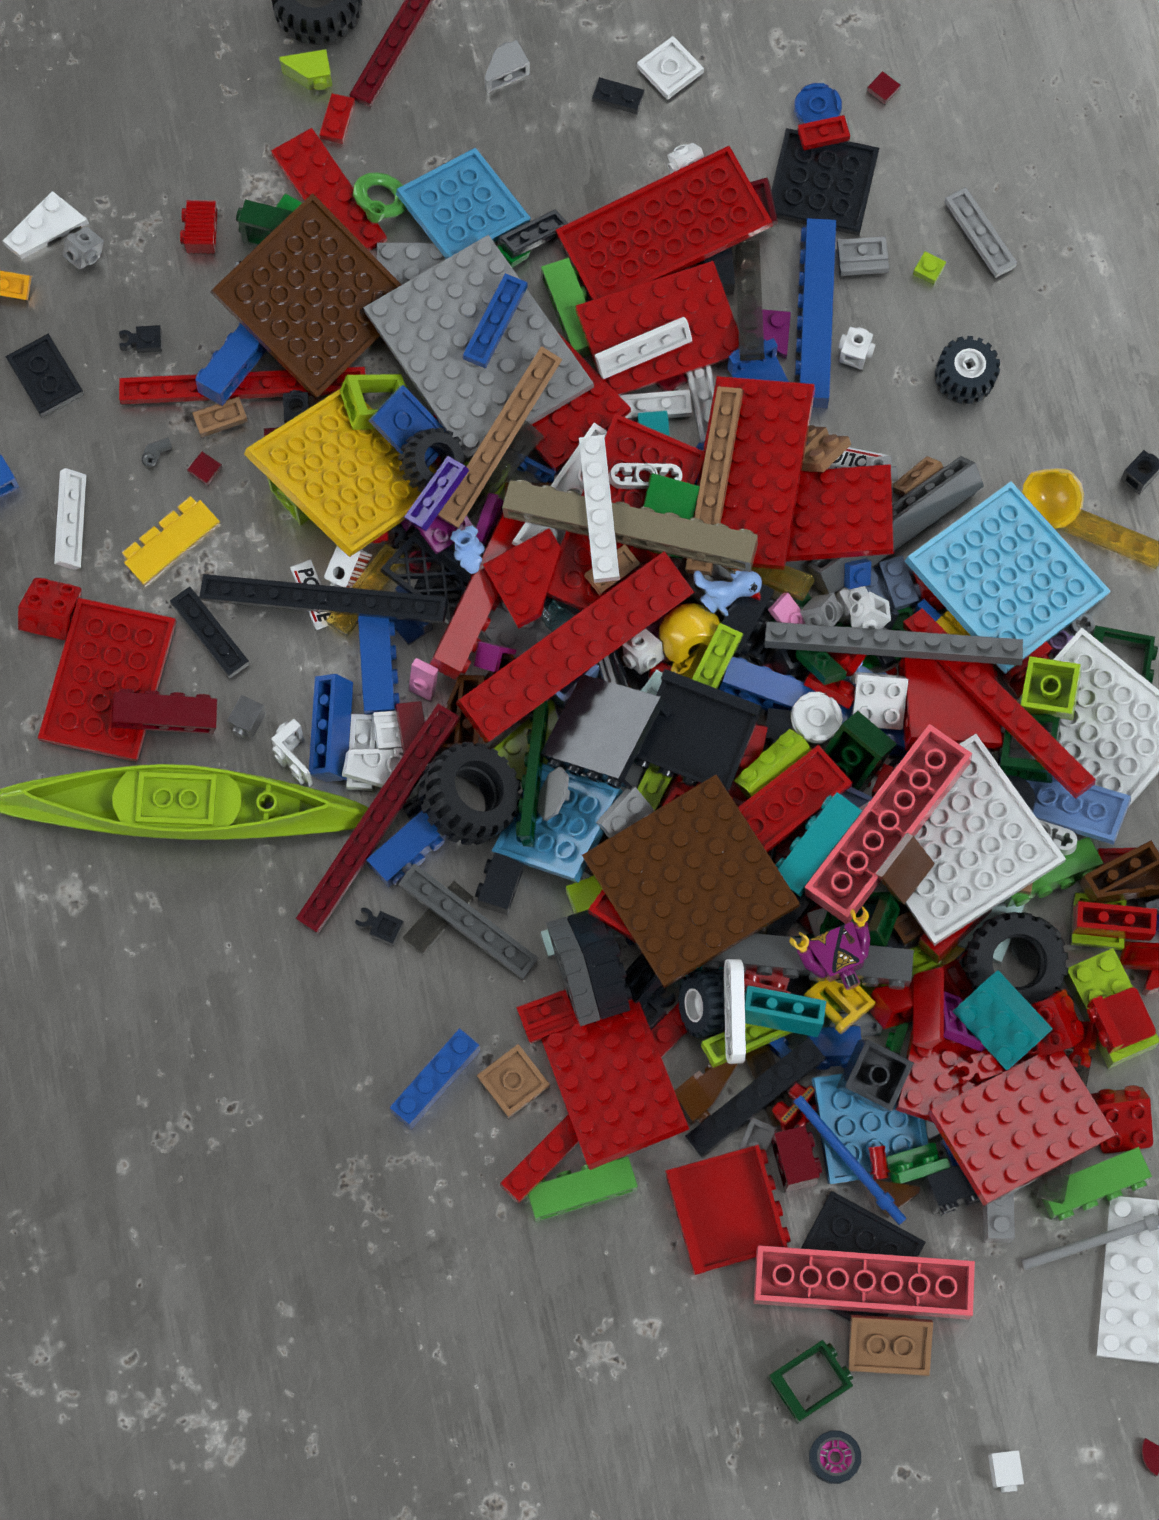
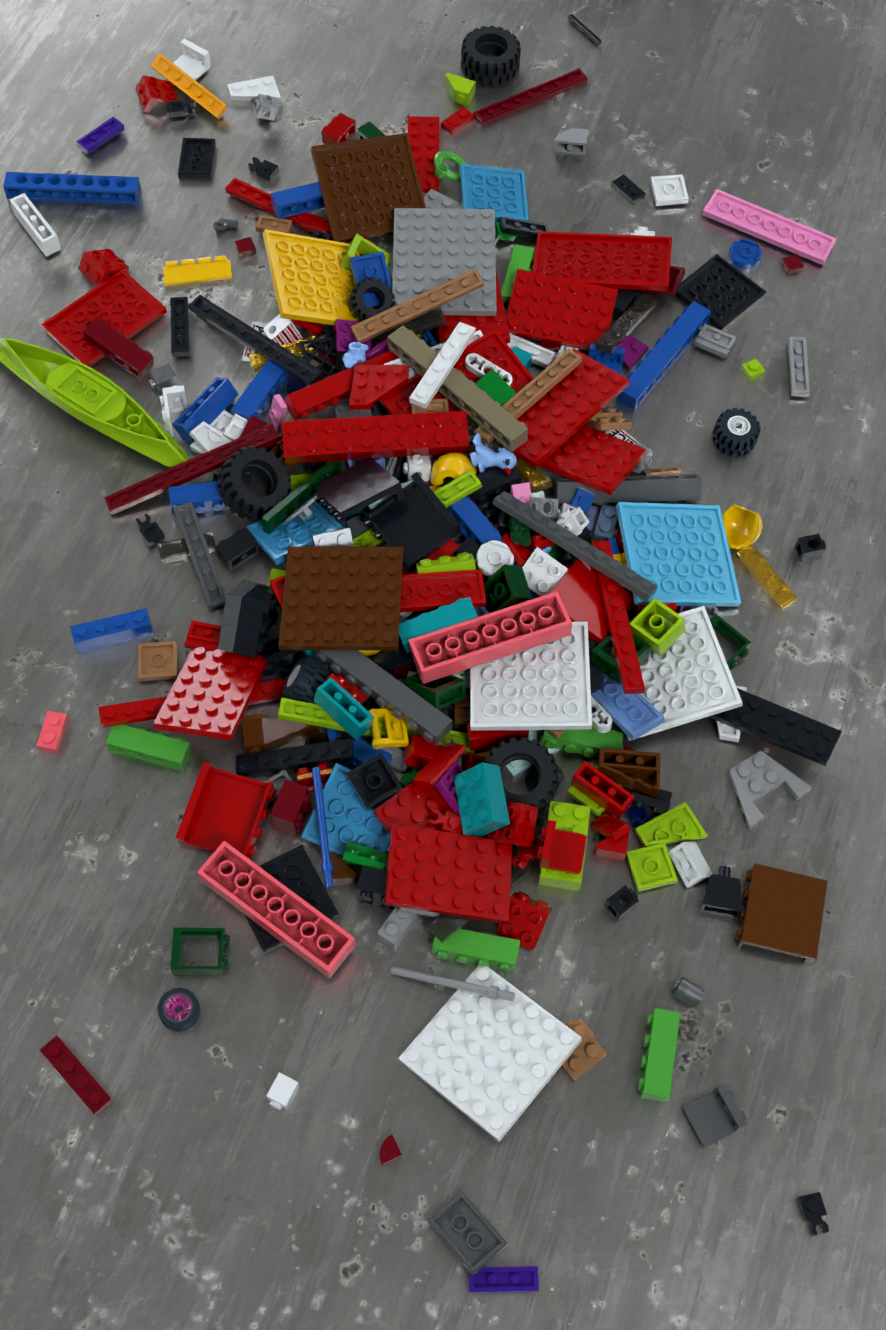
camera: 30 degrees right, 10 degrees down
(70, 519) = (150, 230): white plate -> none
(436, 493) = (357, 314): dark purple plate -> none
(456, 1241) = (52, 731): none -> coral plate
(489, 655) = (323, 413): magenta panel -> none
(495, 320) = (462, 248): blue plate -> none
(643, 347) = (540, 309): white plate -> none
(734, 1011) = (311, 687): white beam -> none
(823, 50) = (769, 227): none -> bright pink plate
(823, 132) = (737, 264): red plate -> none
(837, 951) = (400, 689): magenta torso -> none
(856, 347) = (674, 384): white brick -> none
(878, 1163) = (340, 842): red pin -> none
(890, 1345) = (266, 961): medium nougat plate -> none
(905, 868) = (481, 667): reddish brown tile -> none

